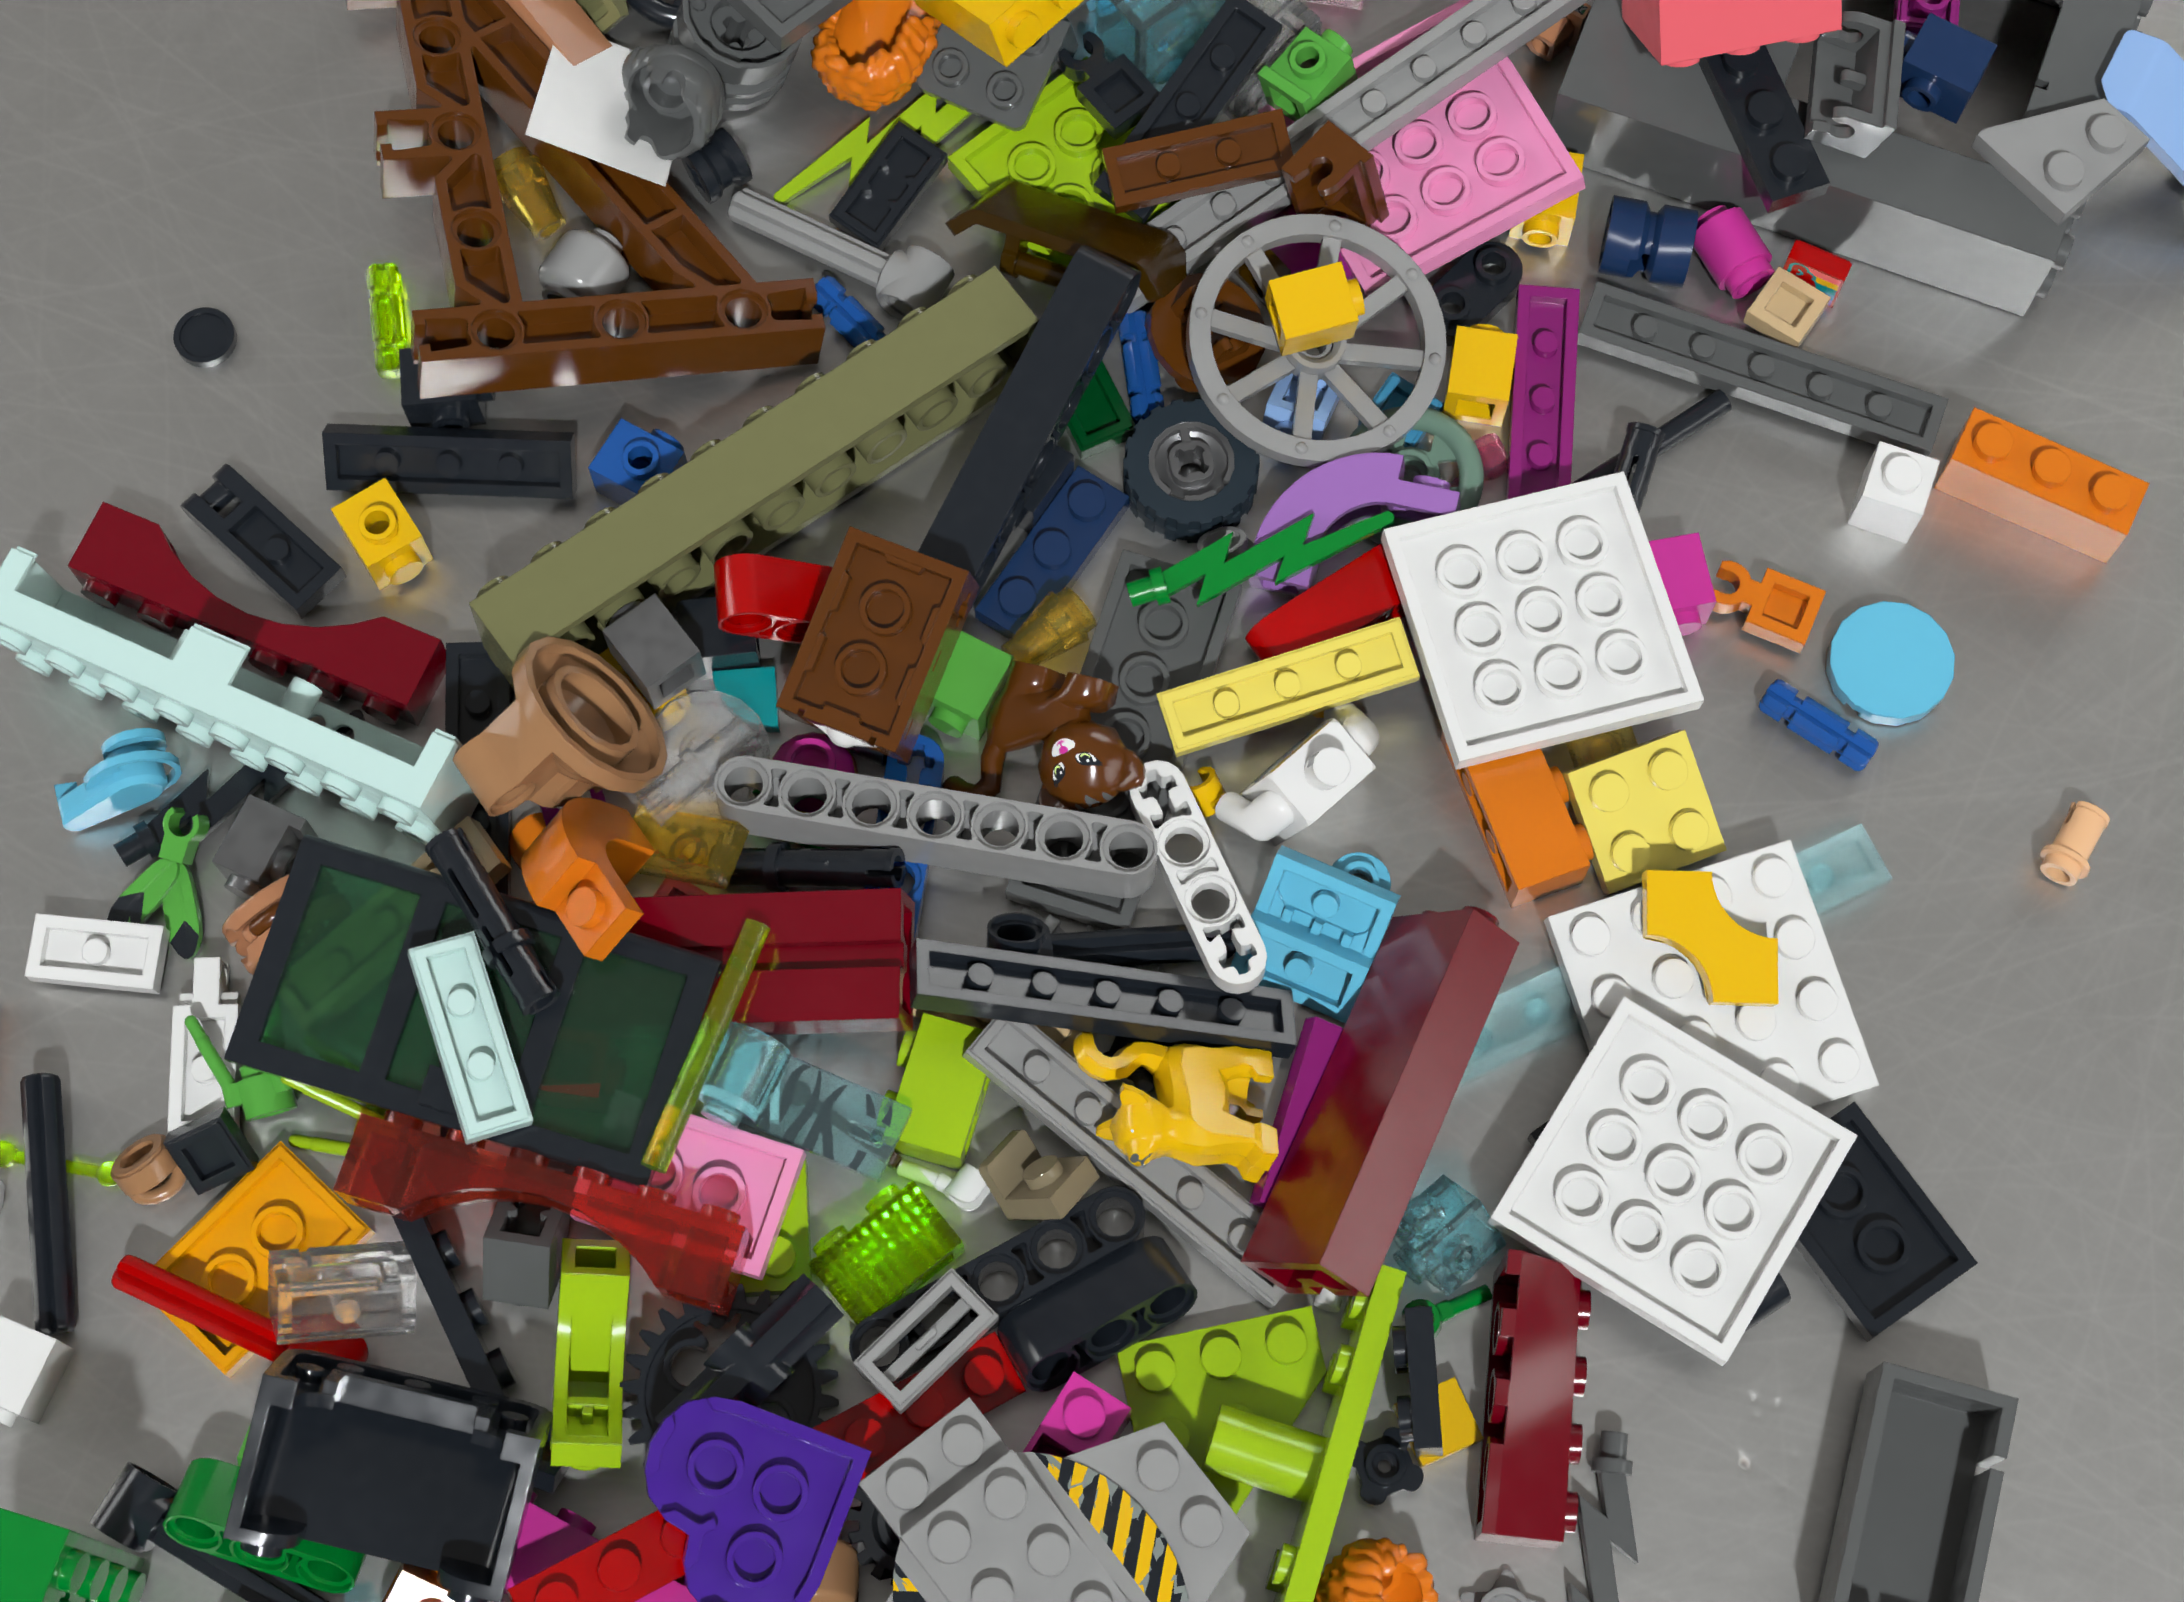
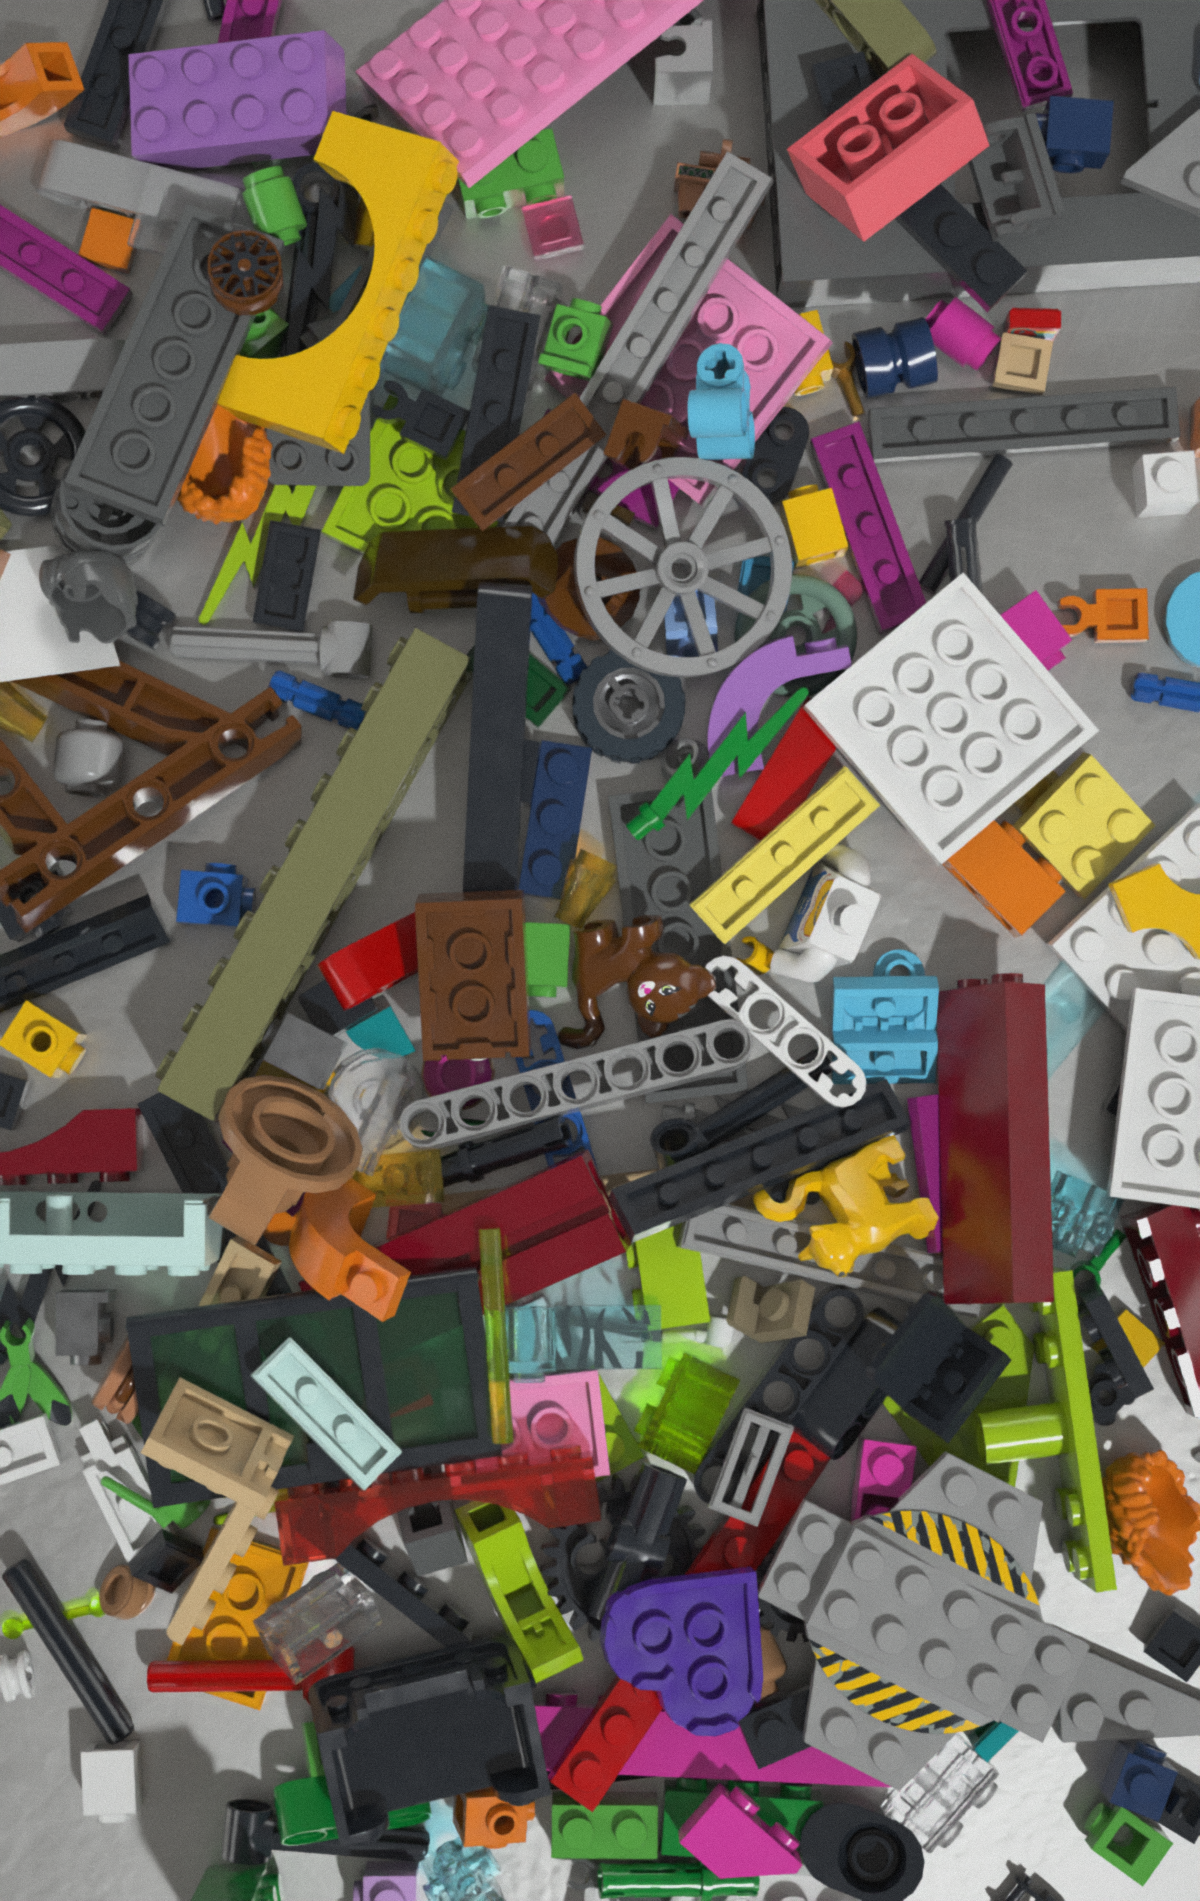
camera: 30 degrees left, 15 degrees up
(347, 1031) = (230, 1456): none -> tan bracket
(504, 942) = (290, 1317): black pin -> none
(1194, 1318) = (936, 1367): none -> black bracket
(1314, 308) = (676, 551): yellow brick -> none
(1432, 189) = (721, 406): none -> medium azure piece
(1586, 239) = (844, 374): none -> pearl gold hand

